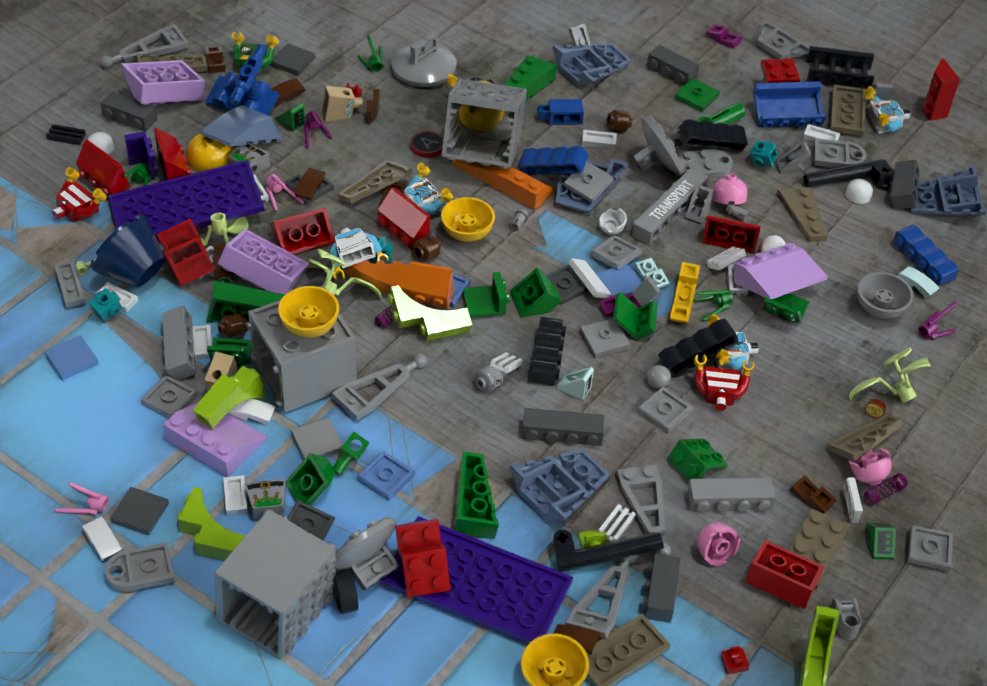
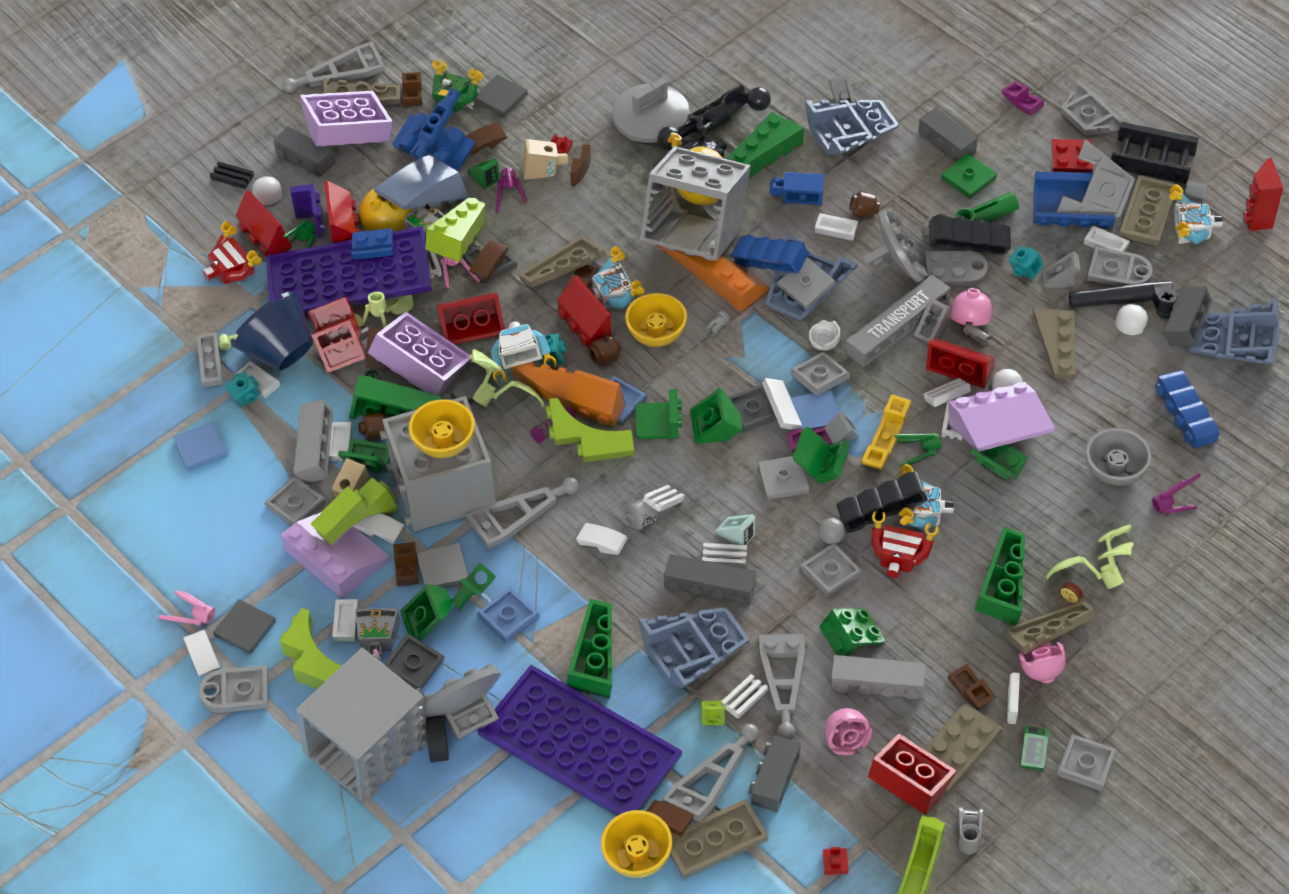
camera: 15 degrees right, 5 degrees up
(205, 177) = (372, 244): none -> blue plate
(277, 160) = (456, 229): none -> lime wedge
(283, 440) = (406, 564): none -> reddish brown slope
(375, 62) = (594, 107): green plant -> none
(422, 558) = (522, 712): red bracket -> none
(427, 144) = (630, 217): tile -> none
(461, 402) = (603, 538): none -> white slope
(480, 60) = (717, 113): none -> black piece
(547, 351) = (713, 488): black brick -> none
(570, 403) = (725, 552): none -> white tile
(572, 559) = (683, 729): black axle -> none
(648, 268) = (855, 404): light aqua slope -> none
(816, 91) = (1106, 189): none -> light grey wing
(817, 402) = (1002, 586): none -> green wedge
(875, 494) = (1073, 682): magenta piece -> none
(919, 280) = (1172, 444): light aqua slope -> none

